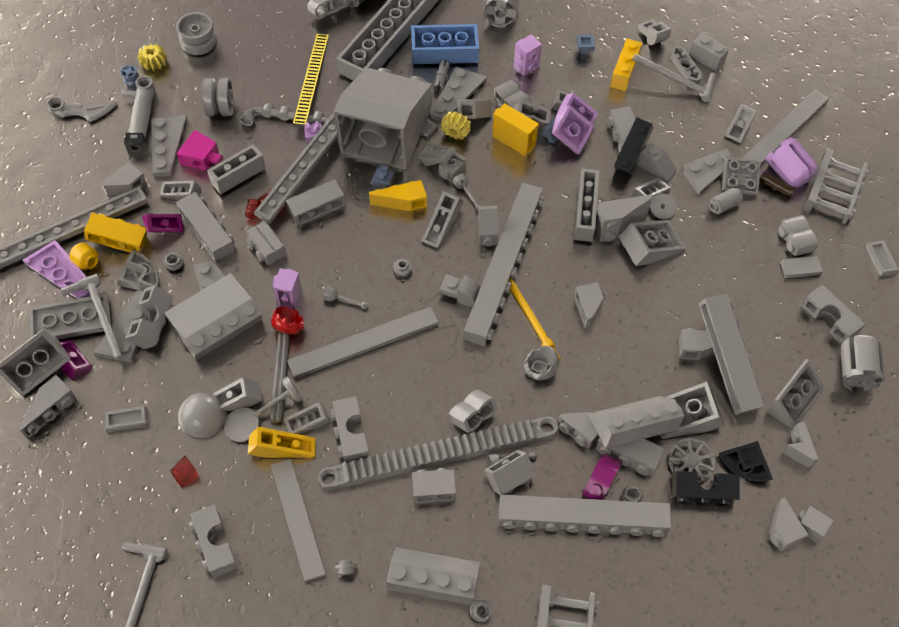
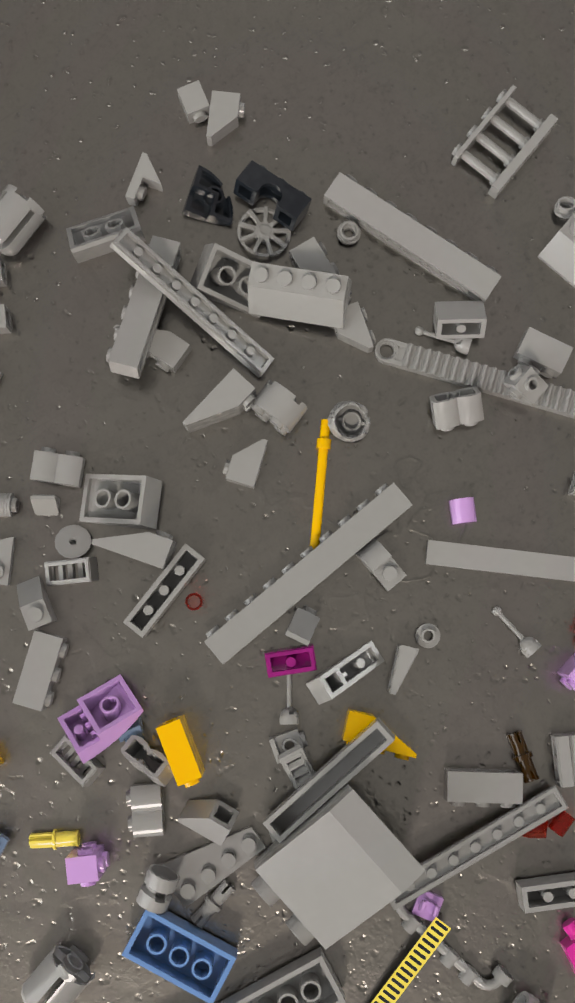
camera: 150 degrees left, 25 degrees up
(298, 231) = (522, 756): none -> dark brown pin
(383, 177) = (378, 780): sand blue tile -> none
(411, 247) = (402, 662): none -> light grey slope
(416, 152) = (329, 779): none -> light grey brick
(425, 352) = (462, 510): none -> lavender brick
(435, 444) = (525, 383): none -> light grey brick
(455, 125) = (248, 802): light yellow gear -> none
(471, 212) = (290, 660): none -> magenta slope
(478, 62) = (158, 887): none -> light grey wheel
(552, 63) = (54, 839): none -> light yellow axle
(564, 211) = (187, 601): none -> clear red hinge
(595, 342) = (278, 406): none -> light grey brick
(602, 477) = (367, 262): magenta brick -> none
(631, 331) = (225, 401): none -> light grey slope
(632, 146) = (54, 633): black arch -> none
(696, 219) = (45, 505): none -> light grey slope
(703, 372) = (191, 302): none -> light grey tile
(705, 239) = (57, 468): none -> light grey brick

